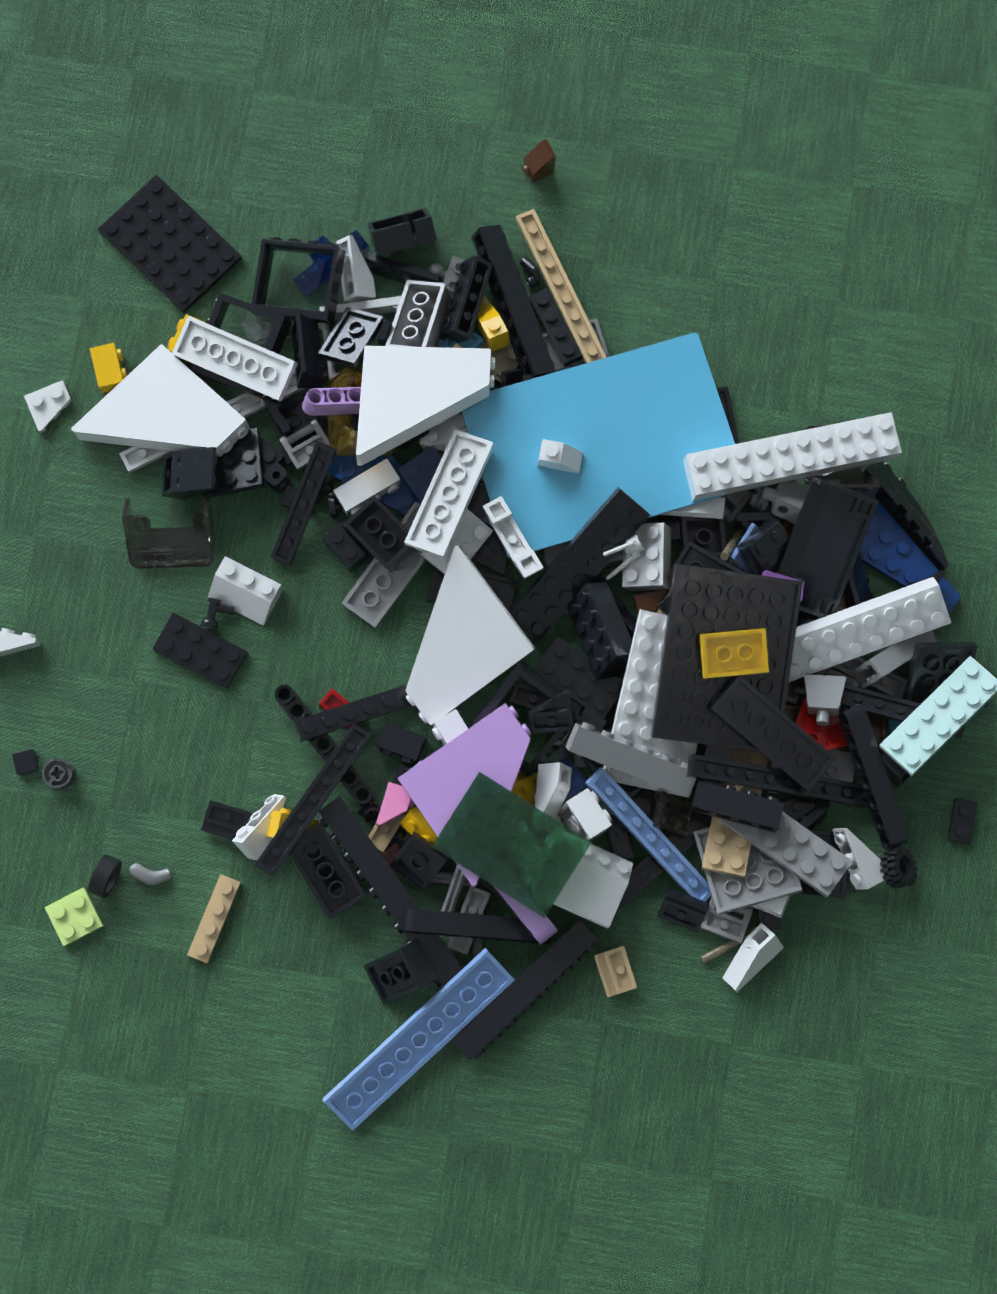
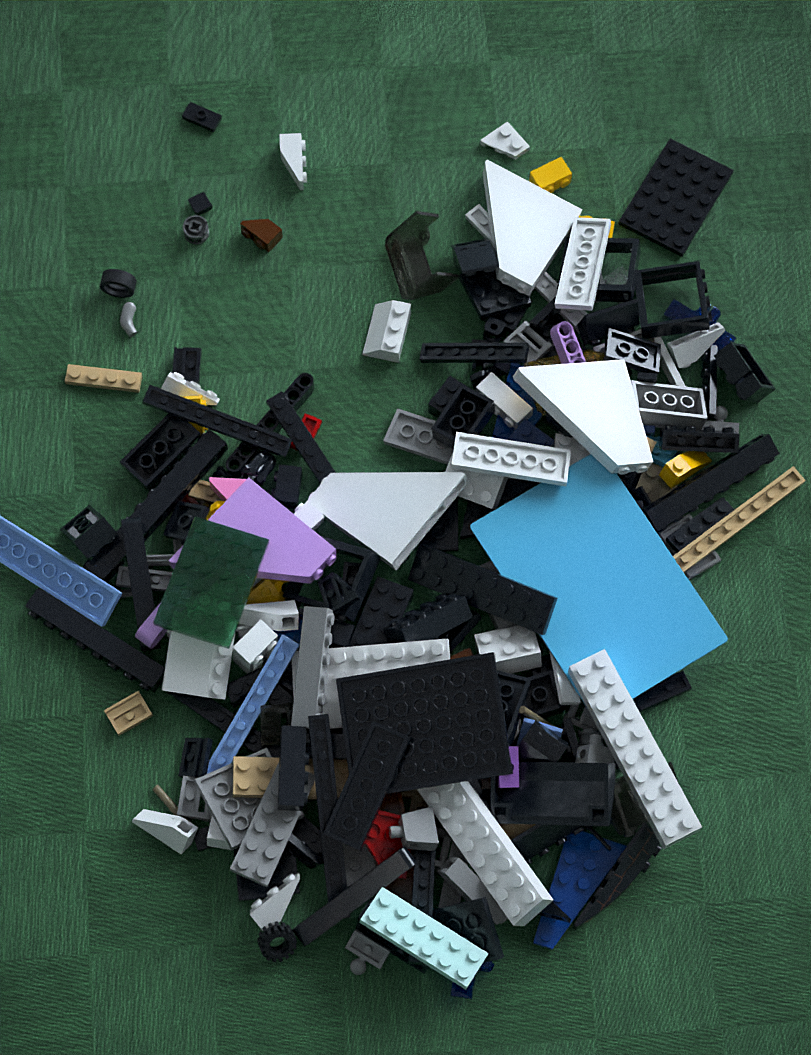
camera: 80 degrees right, 10 degrees down
(74, 916) = (81, 272): yellowish green plate -> none
(84, 699) = (262, 232): none -> reddish brown slope
(200, 650) = (327, 310): black plate -> none
(214, 607) = (366, 310): black piece -> none
(373, 769) = (259, 467): none -> black piece
(512, 538) = (487, 521): white slope -> none
(534, 278) = (747, 494): black arm -> none
(559, 456) = (572, 543): white slope -> none
(632, 546) = (510, 629): white plant -> none
(734, 653) = (428, 727): yellow plate -> none
(923, 781) = (367, 950): none -> light grey plate
(962, 821) = (337, 997): black plate -> none

